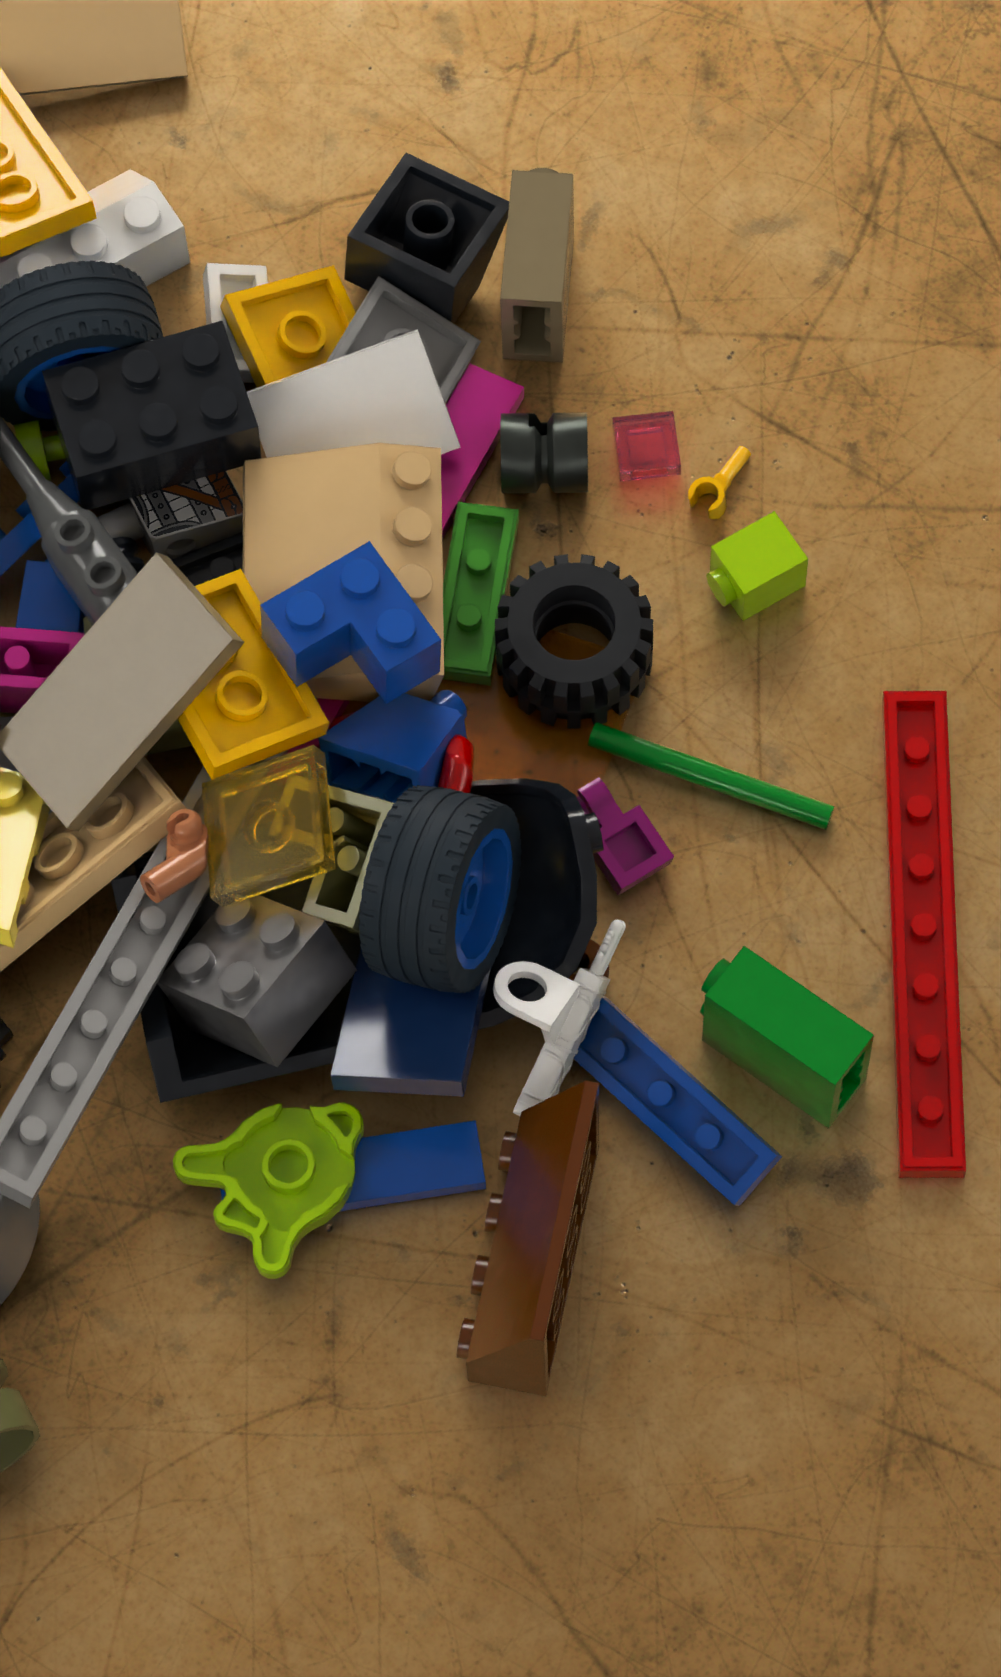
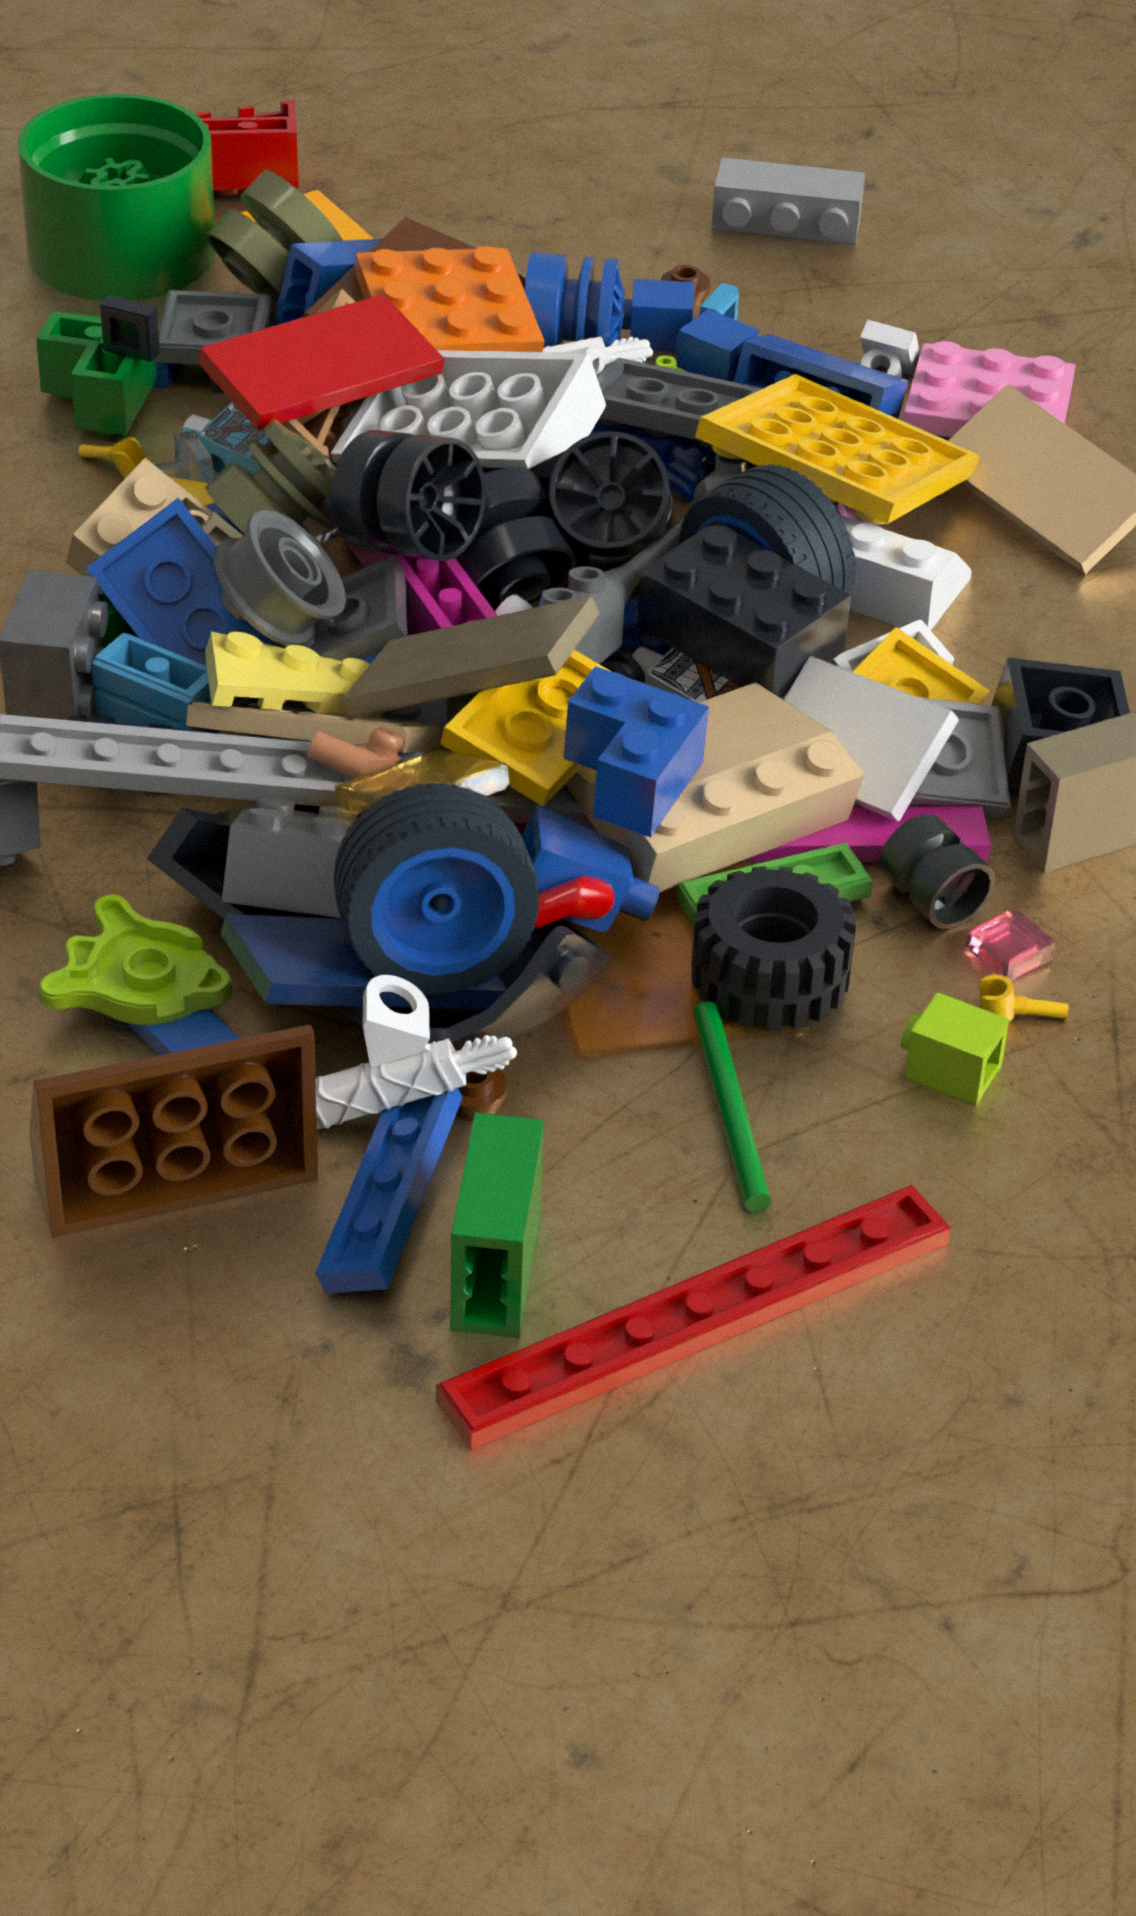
camera: 55 degrees right, 25 degrees down
(629, 839) = (616, 1066): magenta plate -> none

